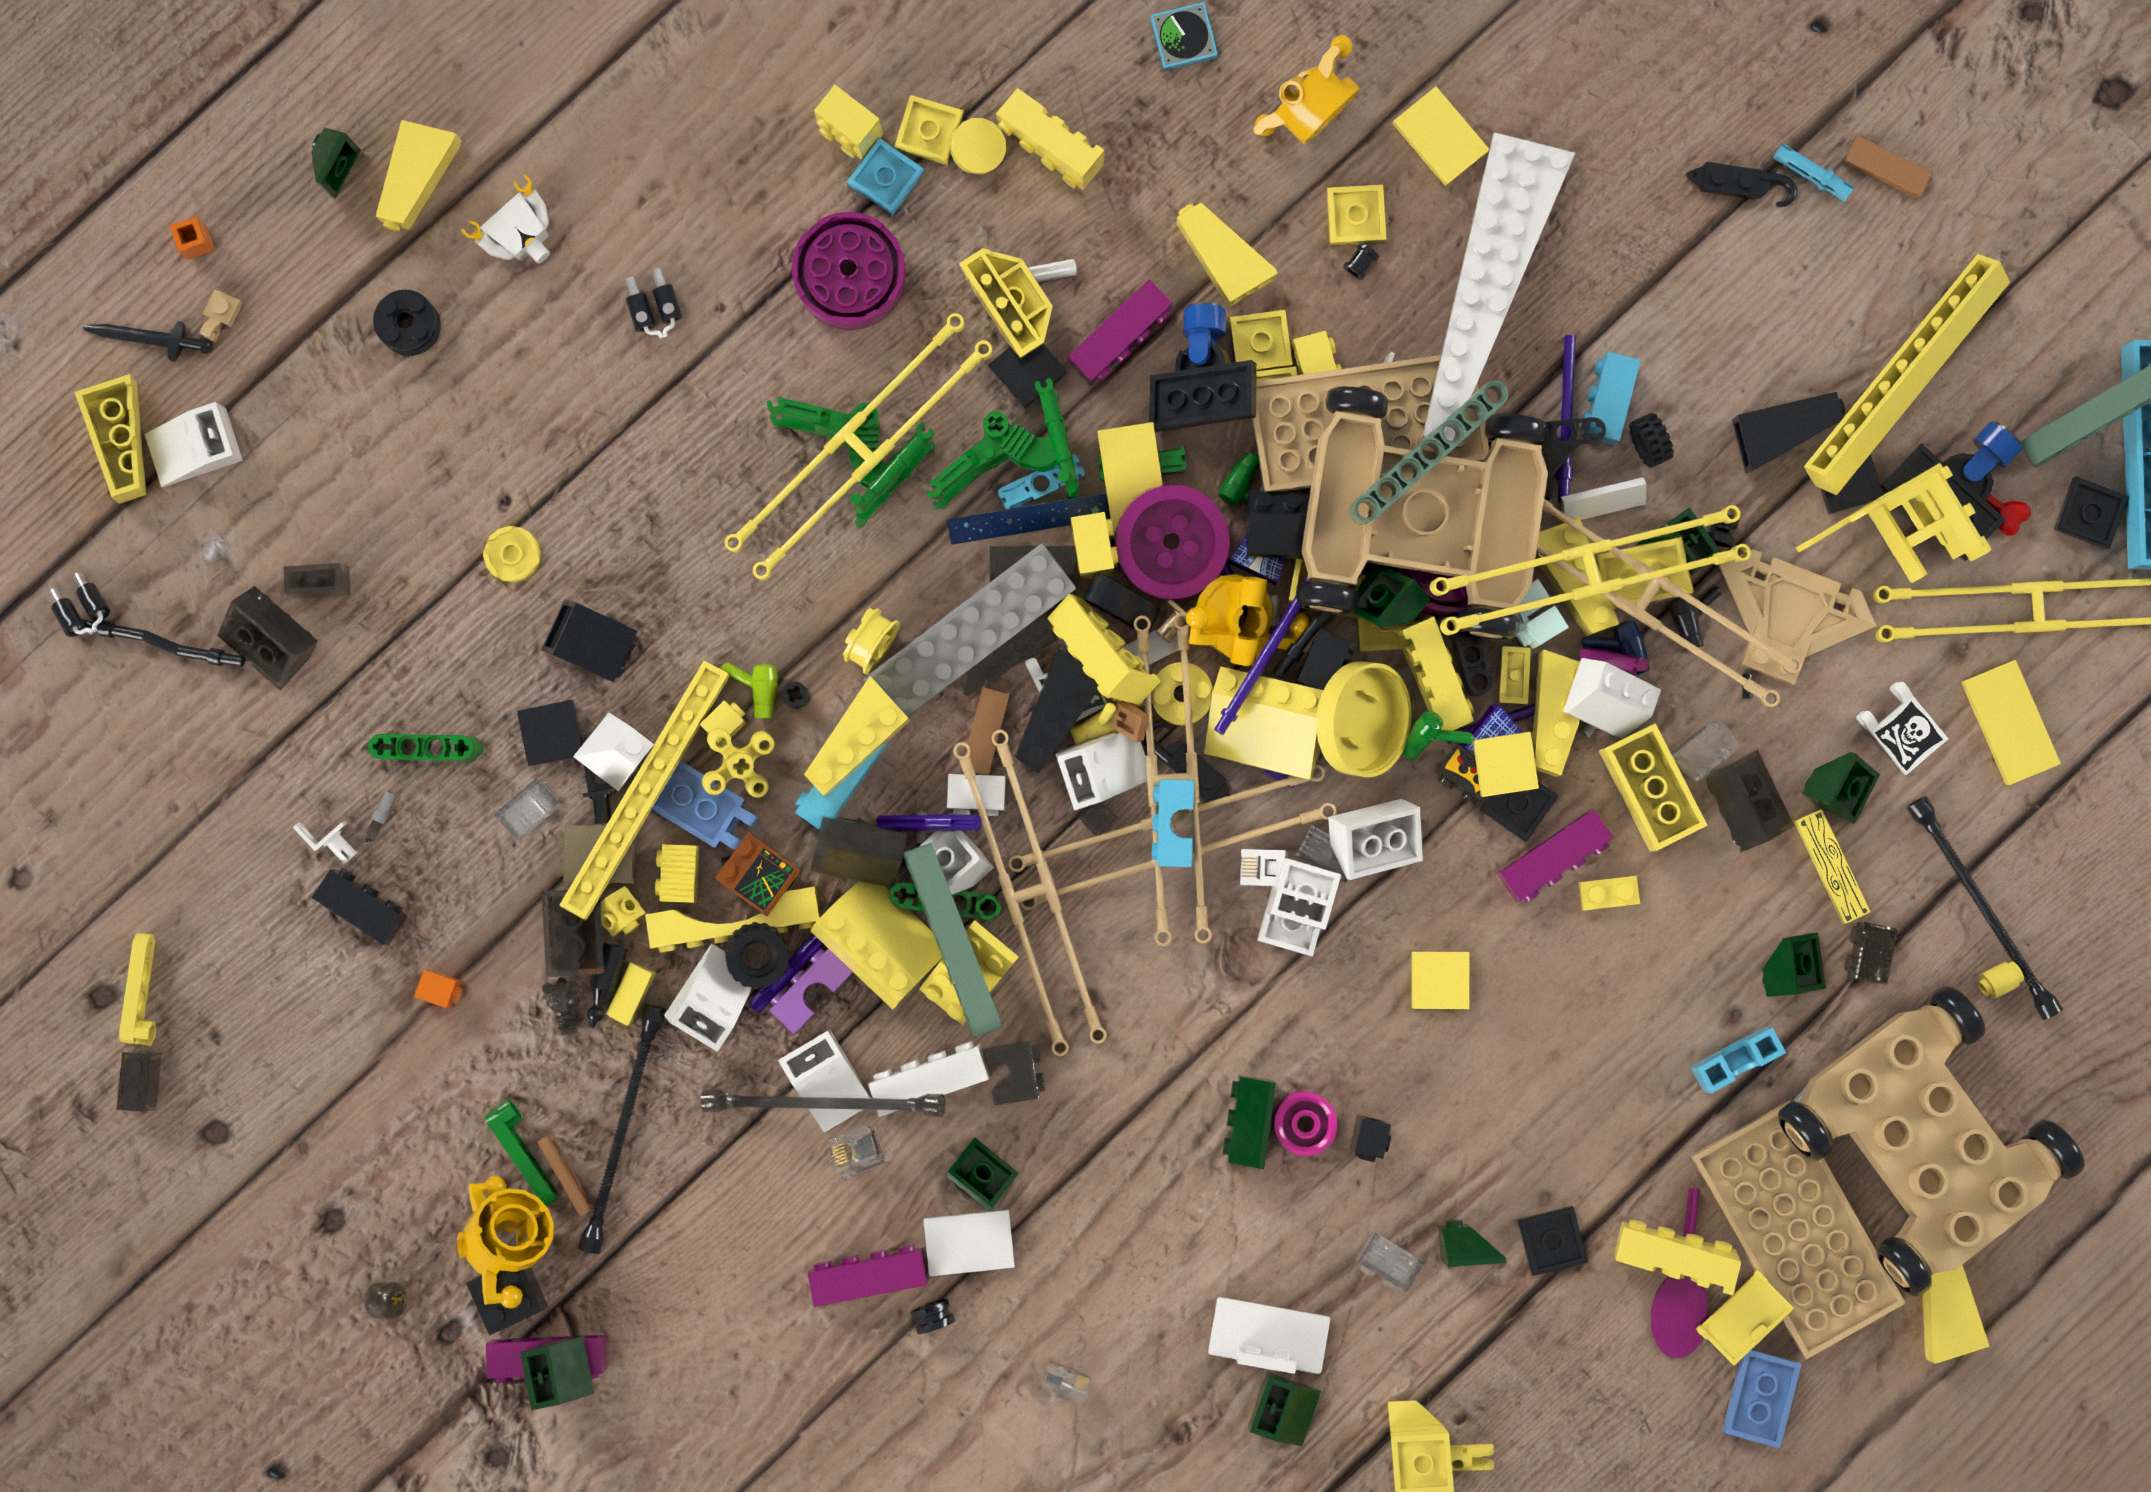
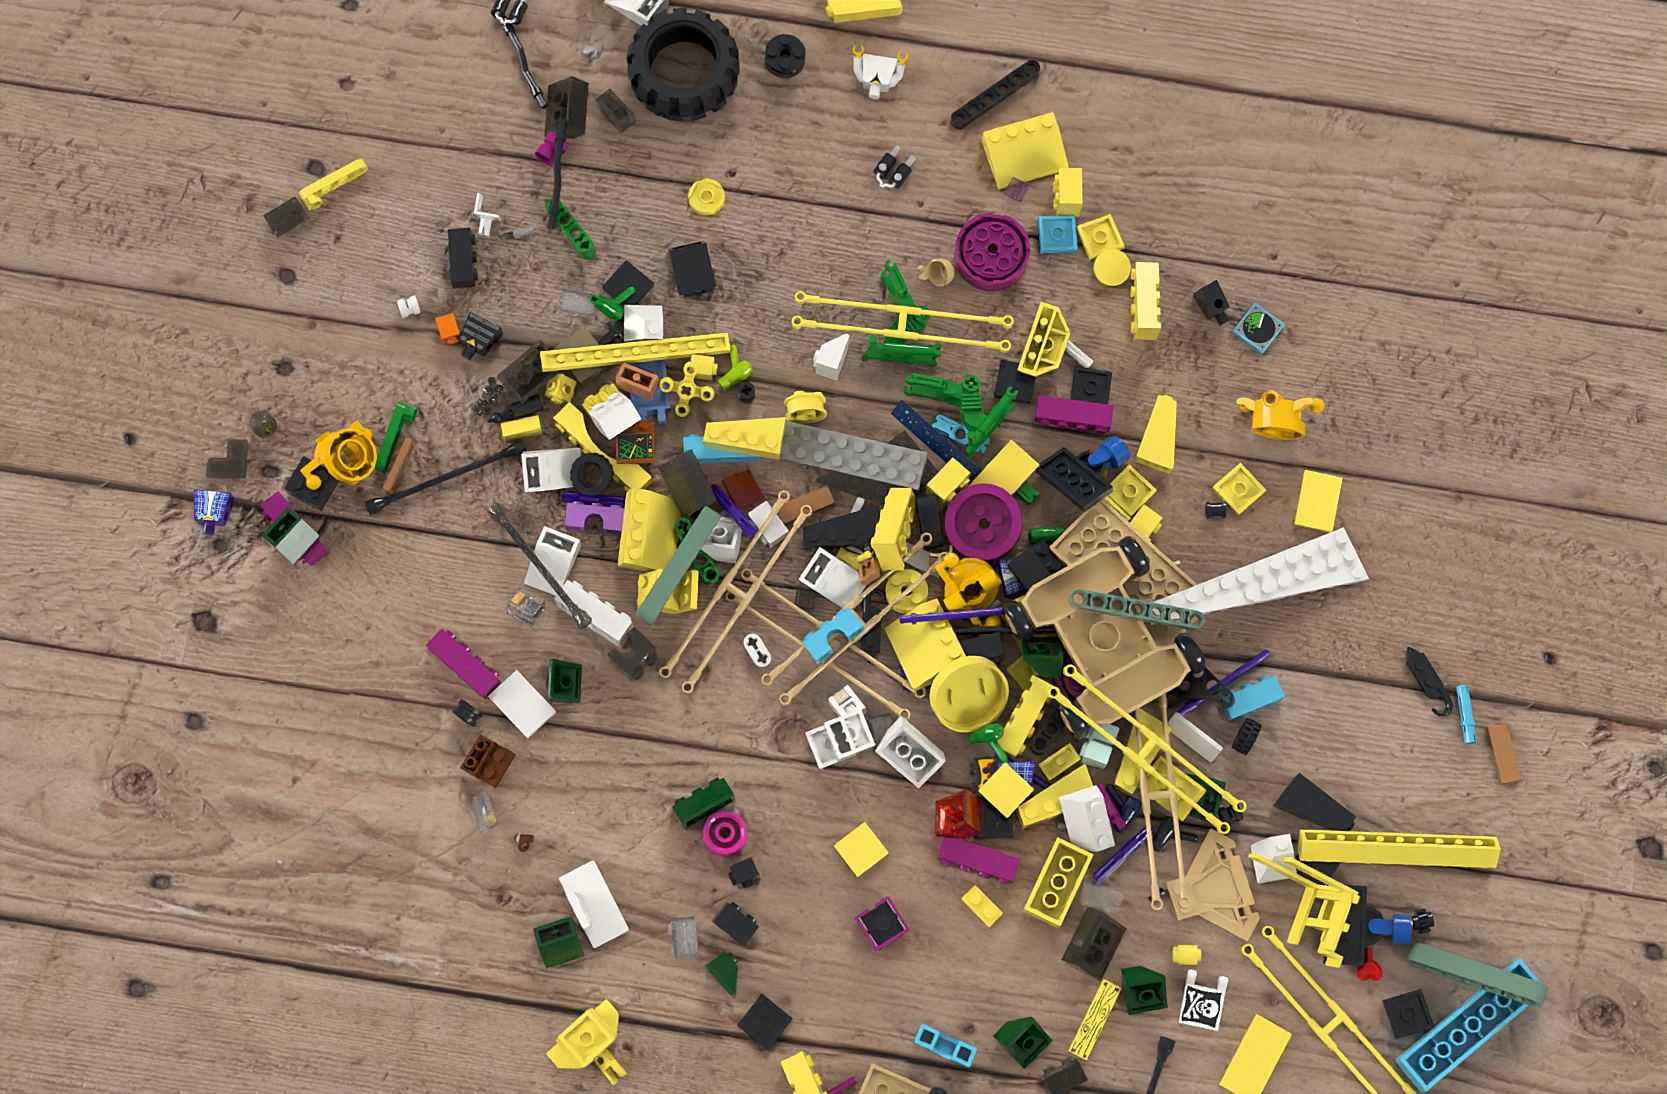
camera: 50 degrees right, 10 degrees down
(270, 421) = (677, 28): none -> black tyre
(301, 674) = (560, 138): none -> black bar
(305, 694) = (546, 151): none -> magenta wheel
(374, 1009) = (413, 306): none -> white wheel
(409, 1372) = (233, 465): none -> clear smoke plate
(445, 1438) = (212, 509): none -> torso
(475, 960) = (478, 336): none -> black torso
(567, 774) = (609, 307): none -> green piece
(649, 111) = (995, 94): none -> black beam
(684, 815) = (637, 381): none -> nougat brick
(707, 875) = (614, 415): none -> white brick
(754, 132) = (1025, 150): none -> light yellow slope
(795, 180) = (1016, 189): none -> tile
(824, 353) = (938, 271): none -> tan piece
(832, 562) = (831, 357): none -> white slope
(910, 789) = (743, 489): none -> clear red piece
(1009, 1335) = (487, 761): none -> reddish brown brick
(1102, 286) = (1091, 385): none -> black tile
(1113, 63) = (1210, 296): none -> black torso
(1115, 927) = (753, 653): none -> white beam
(1131, 1360) = (520, 838): none -> reddish brown tile
(1417, 1190) = (735, 923): none -> black brick
(1492, 841) = (958, 815): none -> clear red slope
(1546, 1023) = (882, 924): none -> black piece
(1672, 686) = (1123, 853): none -> dark purple axle
(1806, 517) = (1274, 849): none -> white slope
(1840, 706) = (1186, 954): none -> light yellow brick
(2005, 412) = (1422, 921): none -> black gear

